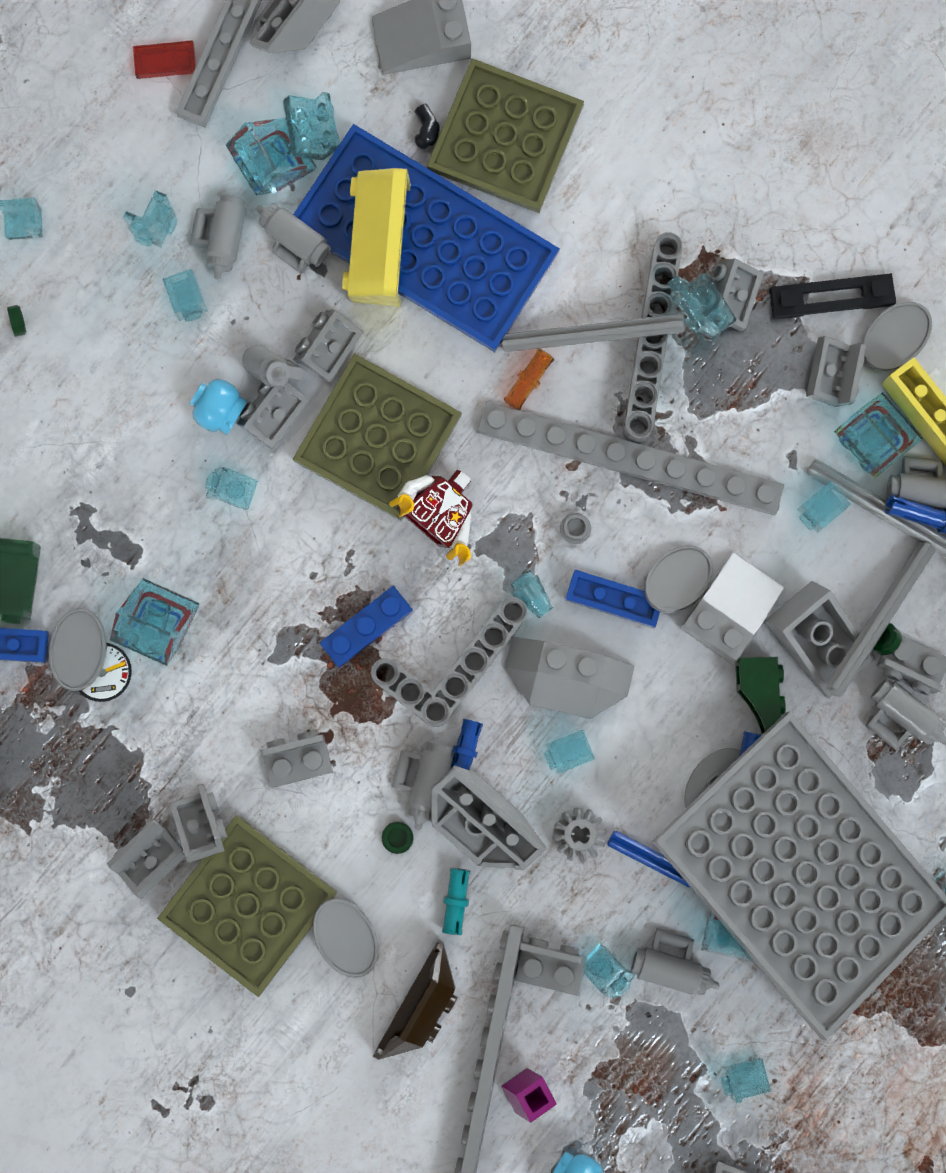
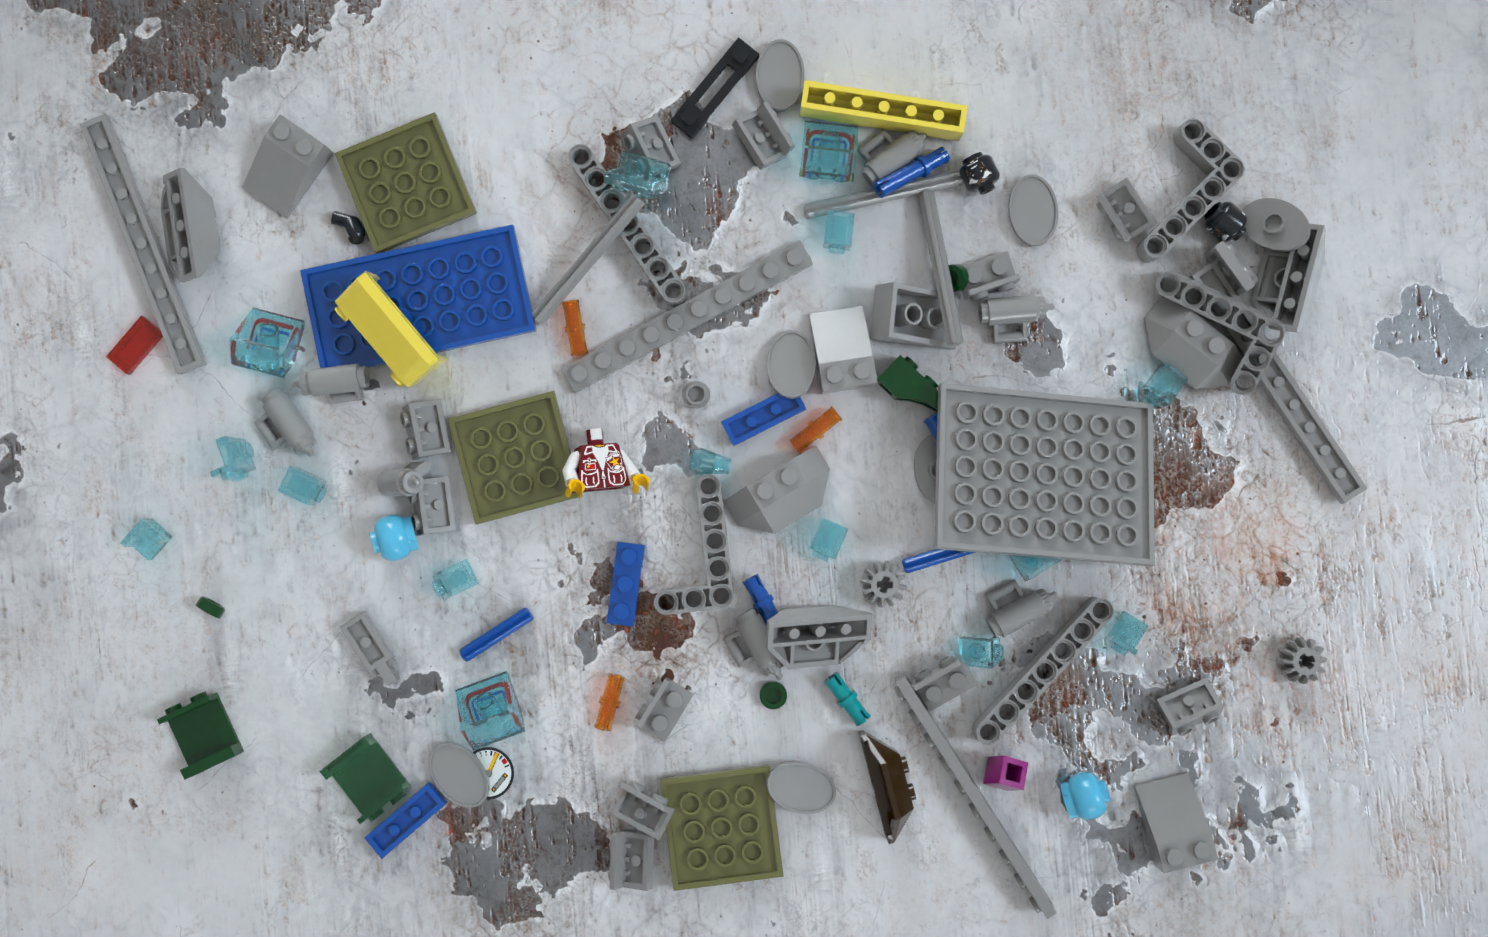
camera: 40 degrees left, 5 degrees up
(110, 477) = (371, 647): none -> light grey hinge
(221, 565) = (496, 634): none -> blue axle
(258, 710) = (609, 702): none -> clear orange pin
(311, 126) = (274, 298): clear light blue bracket -> none
(646, 652) = (815, 429): none -> clear orange pin
(659, 1046) = (1055, 667): none -> light grey beam

